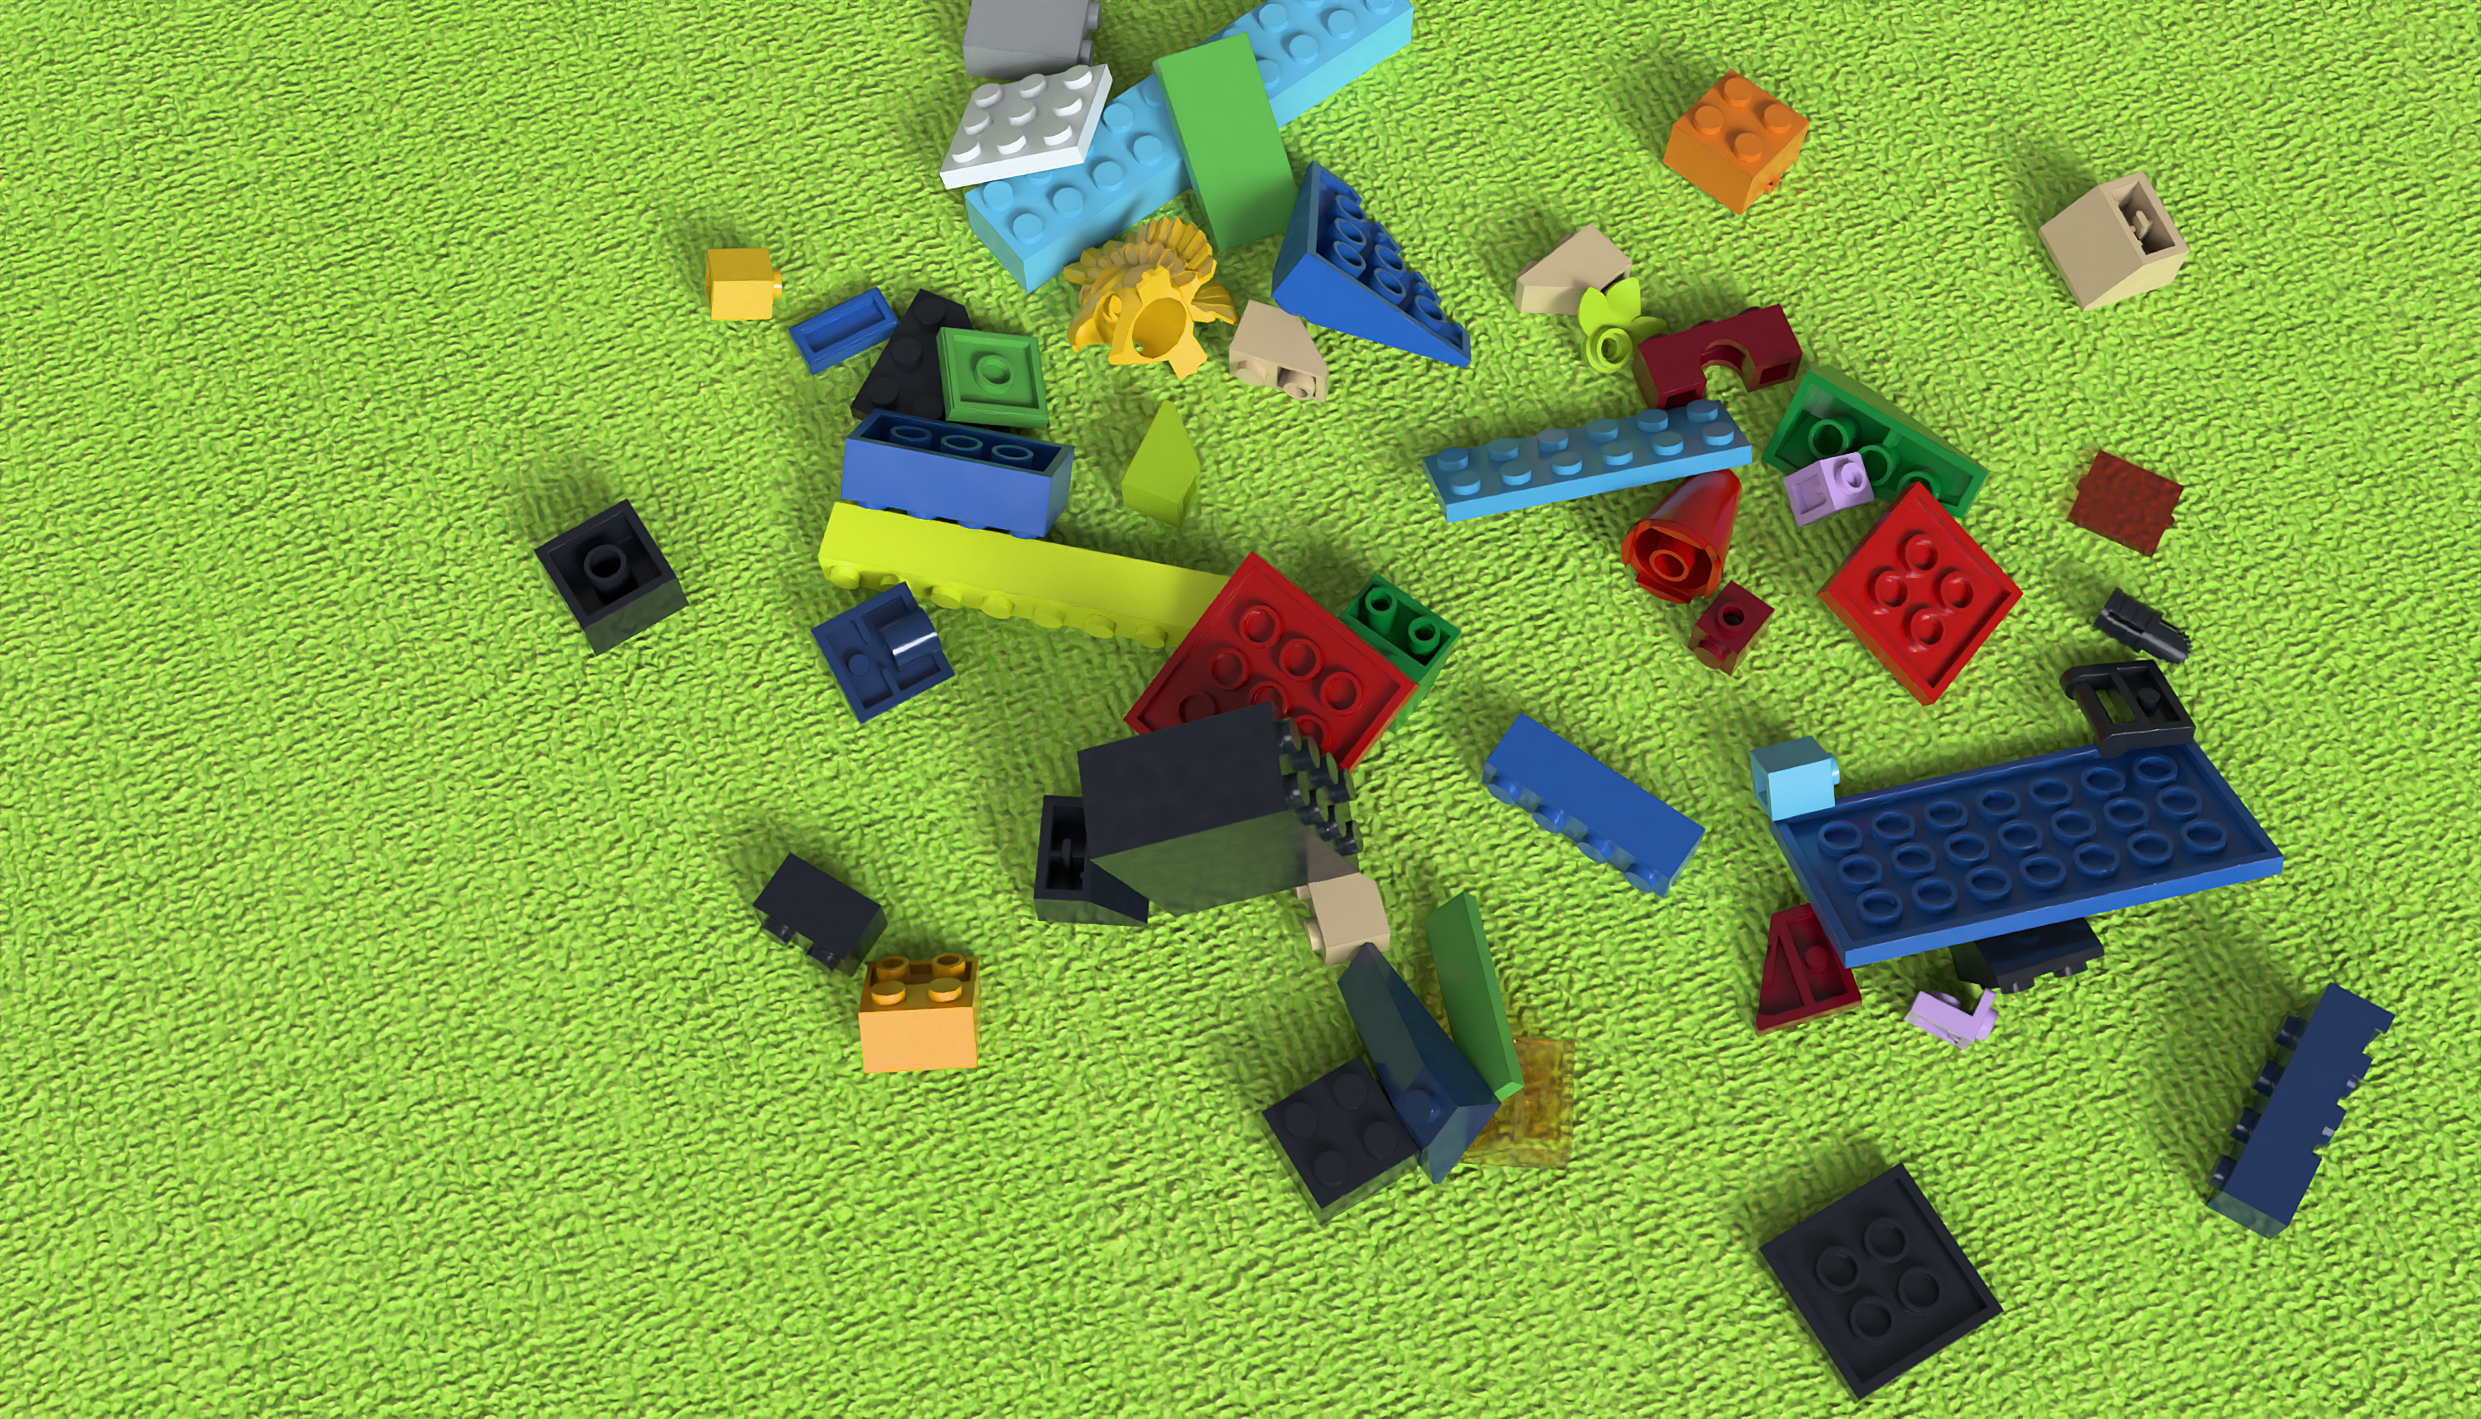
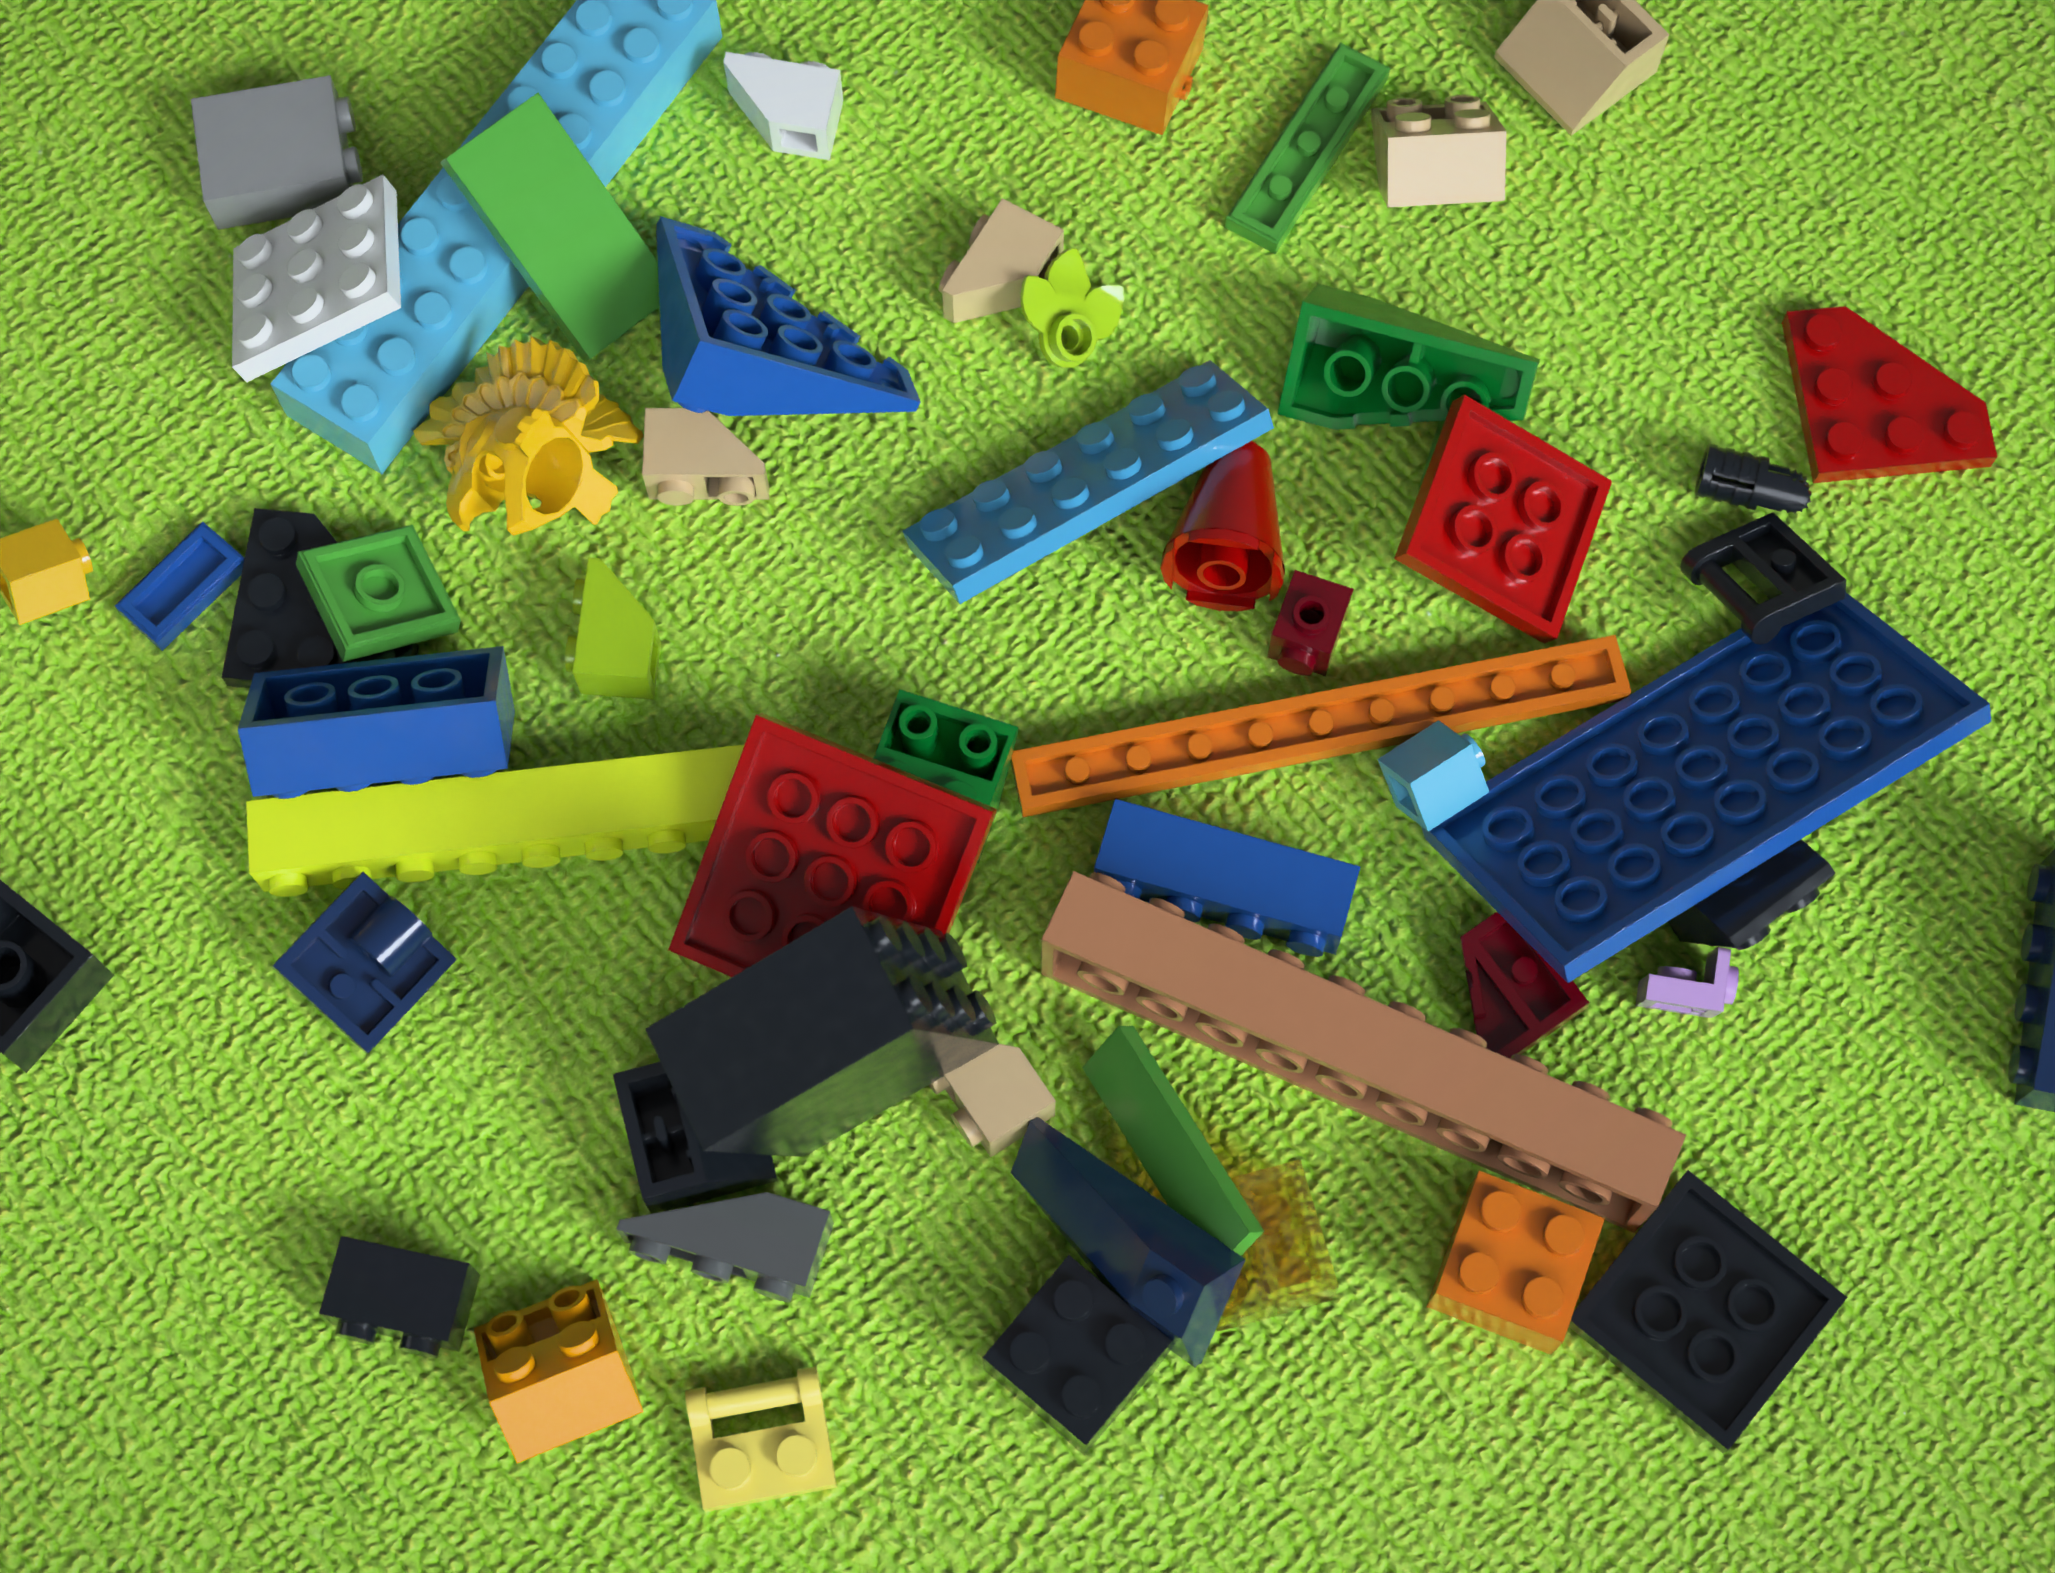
camera: 20 degrees left, 5 degrees up
(1061, 1141) = (764, 1461): none -> light yellow plate
(1107, 960) = (748, 1236): none -> dark grey slope
(1445, 103) = (787, 102): none -> white slope
(1657, 976) = (1360, 1051): none -> nougat brick
(1713, 711) = (1318, 725): none -> orange plate
(1728, 1187) = (1516, 1263): none -> orange brick
(1753, 344) = (1227, 284): dark red arch -> none
(1828, 488) = (1365, 429): lavender bracket -> none
(1857, 259) = (1307, 148): none -> bright green tile
(1965, 292) = (1439, 152): none -> tan slope
(2125, 503) = (1685, 341): clear red piece -> none
(2274, 602) = (1876, 404): none -> red plate

